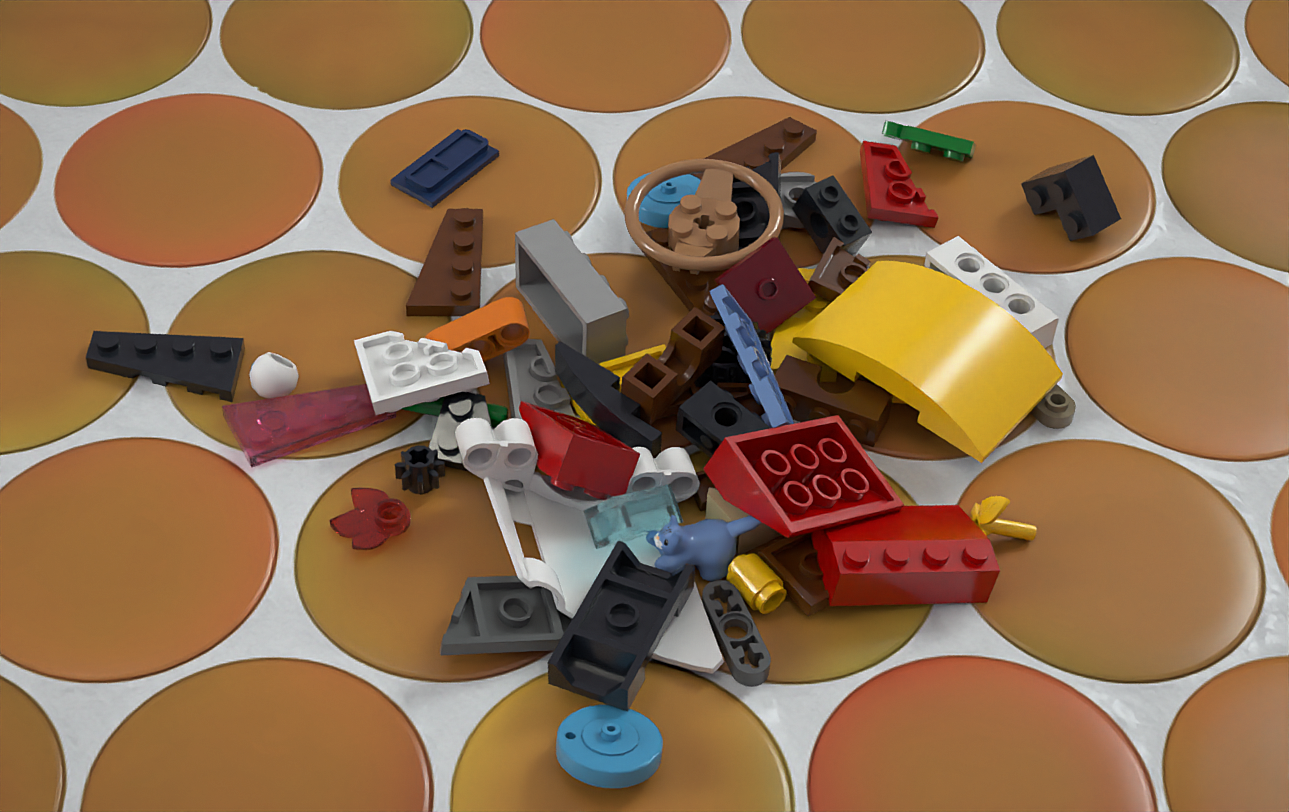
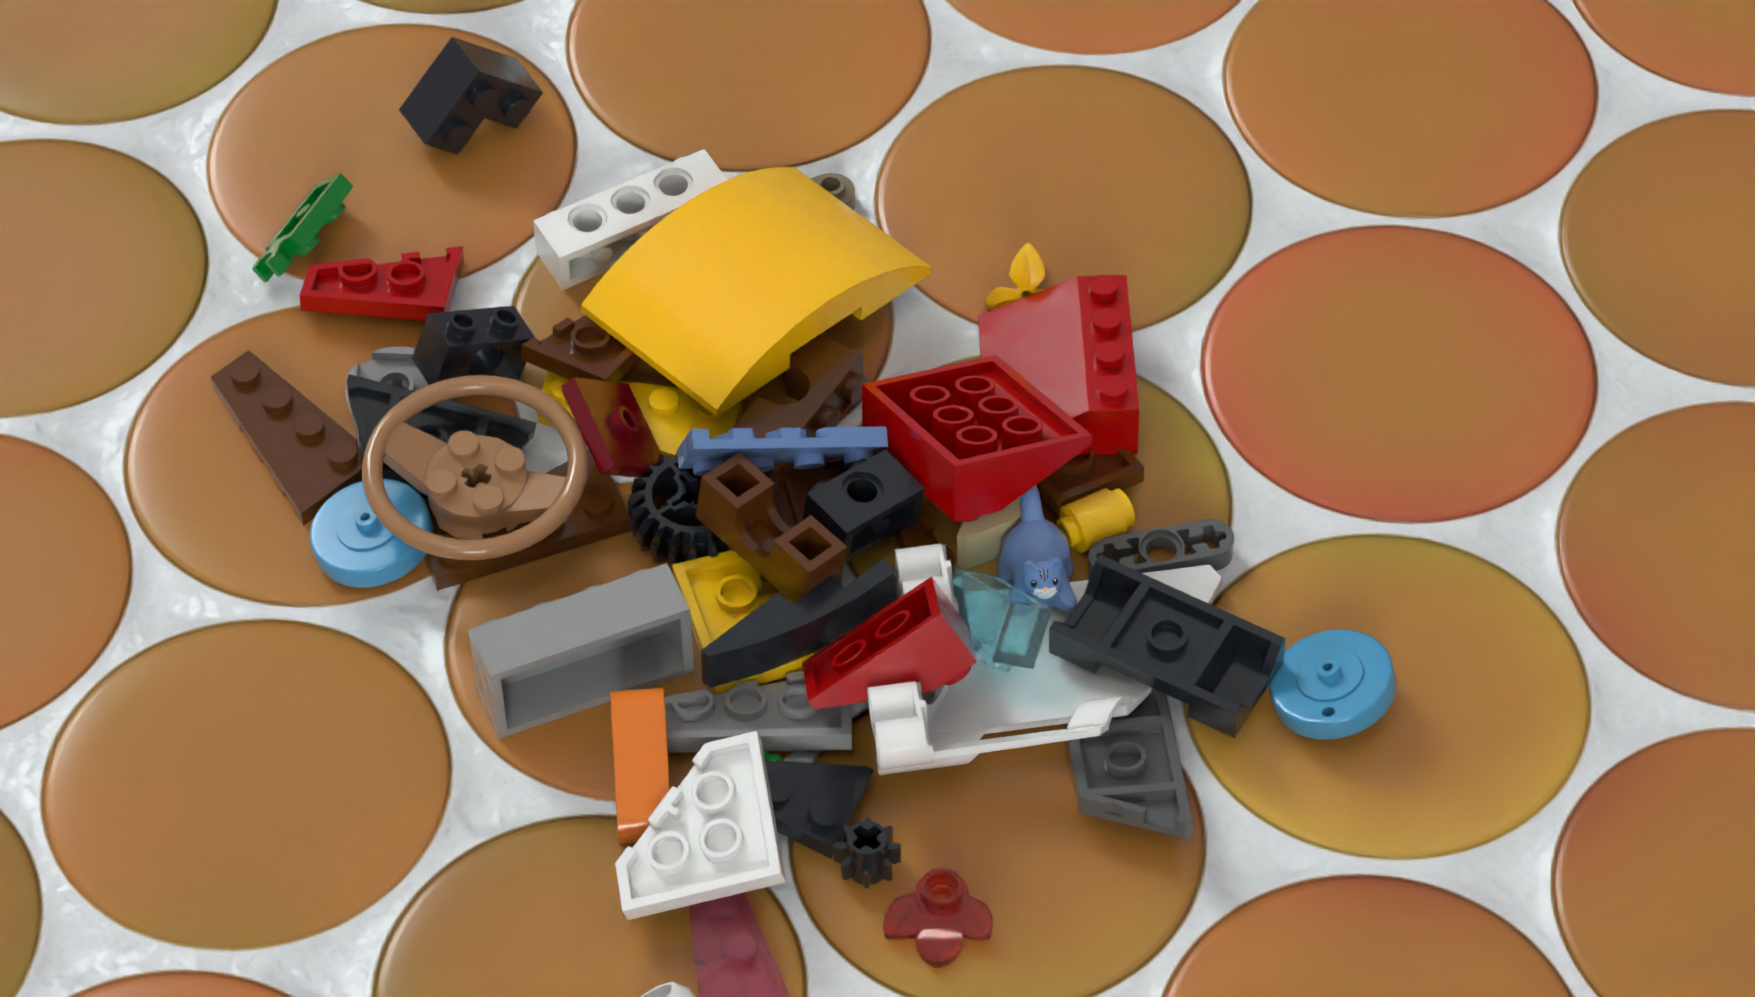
camera: 80 degrees left, 5 degrees up
(445, 167) = (219, 807): dark blue piece -> none
(453, 268) = (473, 806): reddish brown wing -> none

